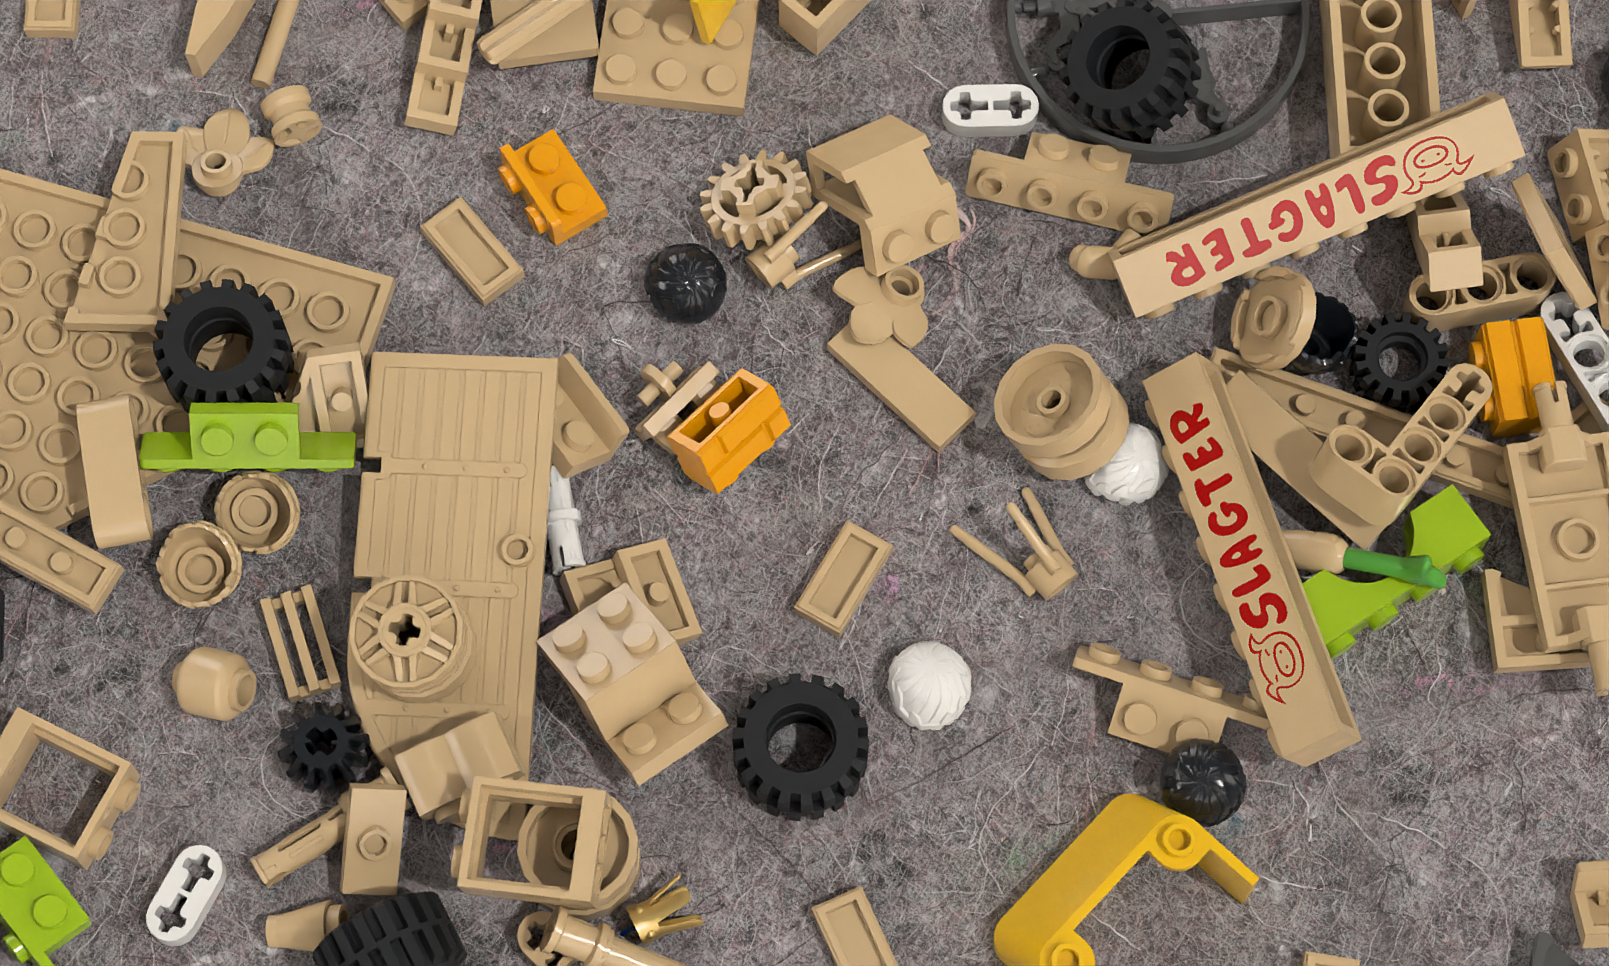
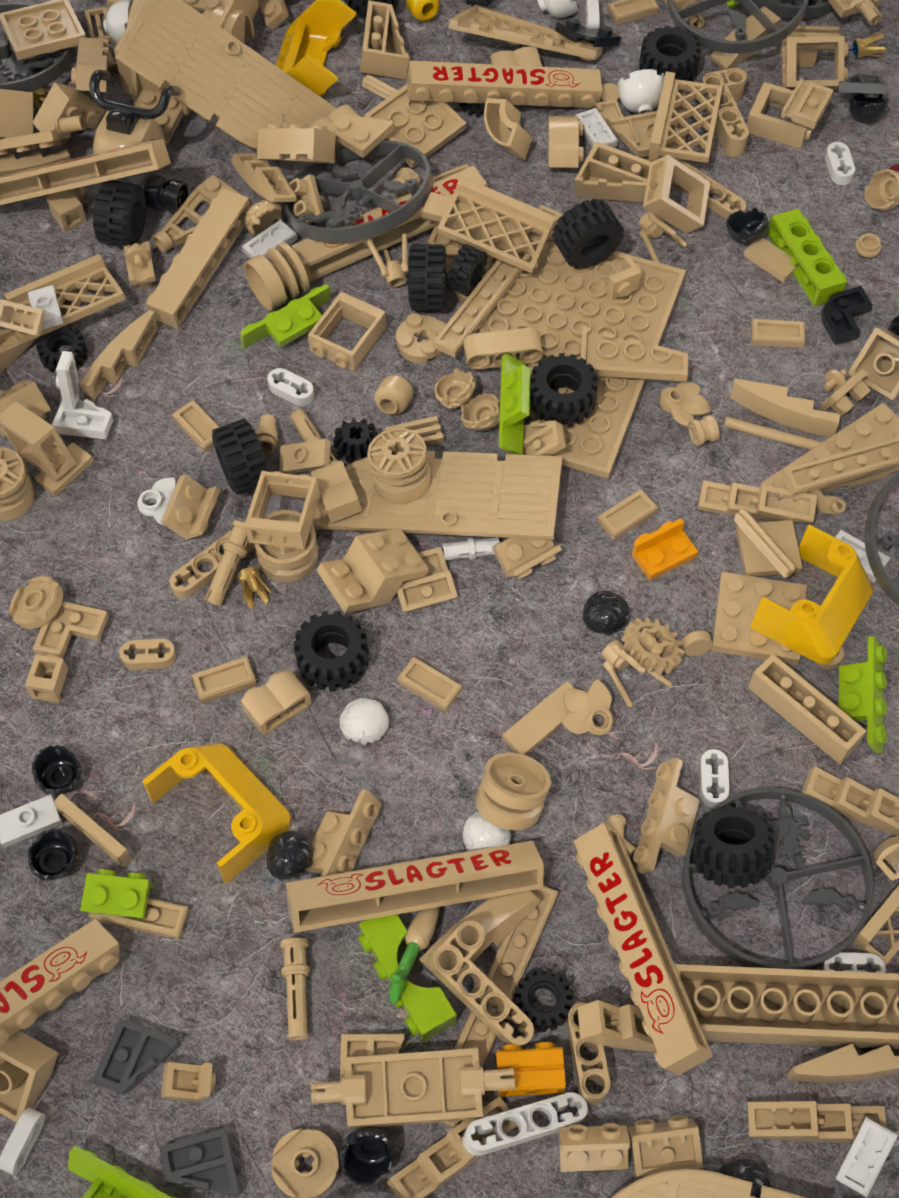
camera: 95 degrees right, 10 degrees down
(76, 671) = (414, 327): none -> tan plate
(663, 418) = (540, 614): tan hips -> none
(729, 431) = (512, 624): light orange brick -> none
(741, 131) = (697, 643): none -> tan tile
(887, 190) = (654, 709): tan piece -> none
(904, 842) = (275, 701): none -> tan brick
(1048, 568) = (424, 784): tan plant -> none
(1273, 318) = (567, 916): tan tile -> none
(1330, 339) = (561, 946): black hair -> none
(1398, 748) = (295, 972): none -> tan pin
(1553, 242) = (614, 1095): tan tile -> none

